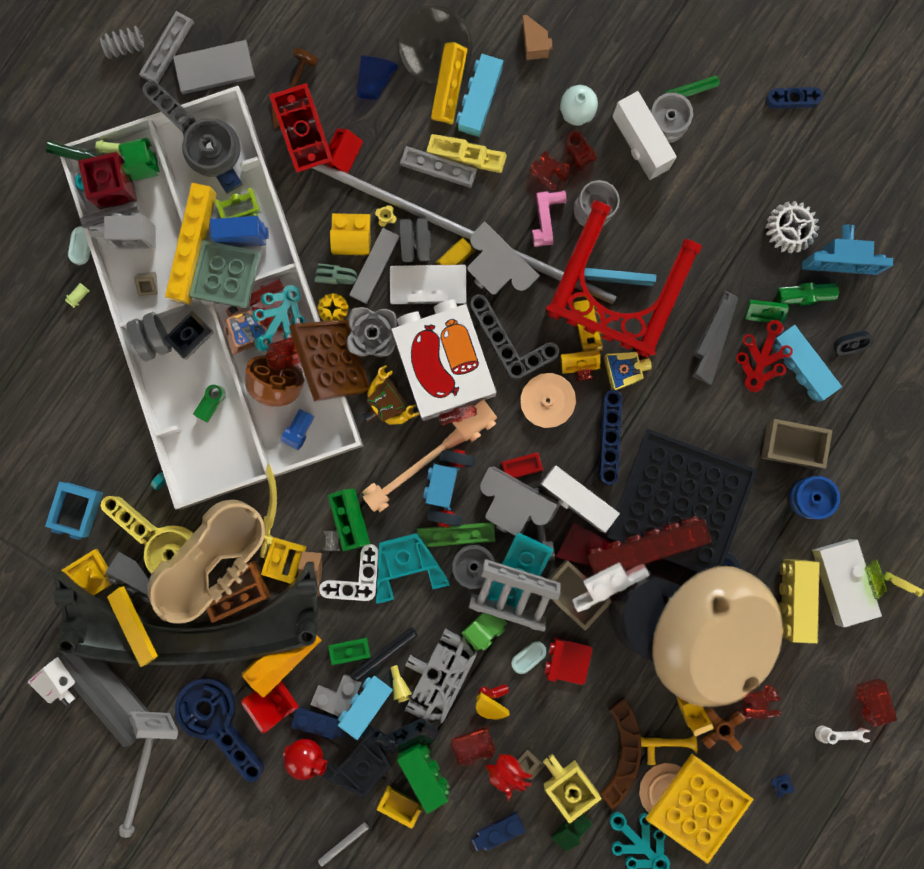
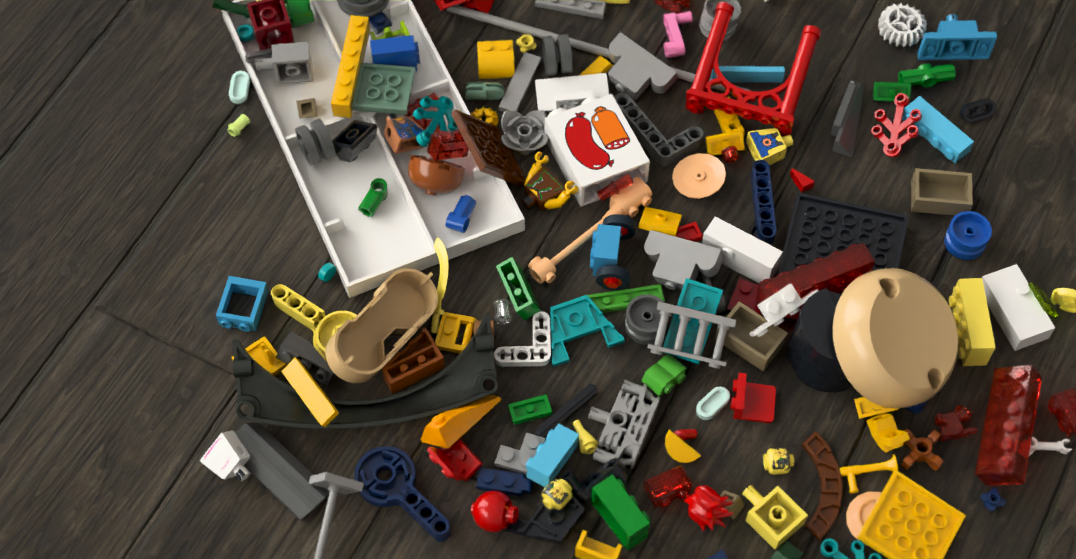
camera: 10 degrees left, 25 degrees down
(364, 752) = (556, 494): none -> light yellow head
(501, 452) = (660, 221): none -> yellow plate
(583, 728) = (778, 461): none -> light yellow head
(653, 413) = (801, 181): none -> red piece
(813, 718) = (1008, 425): none -> clear red brick

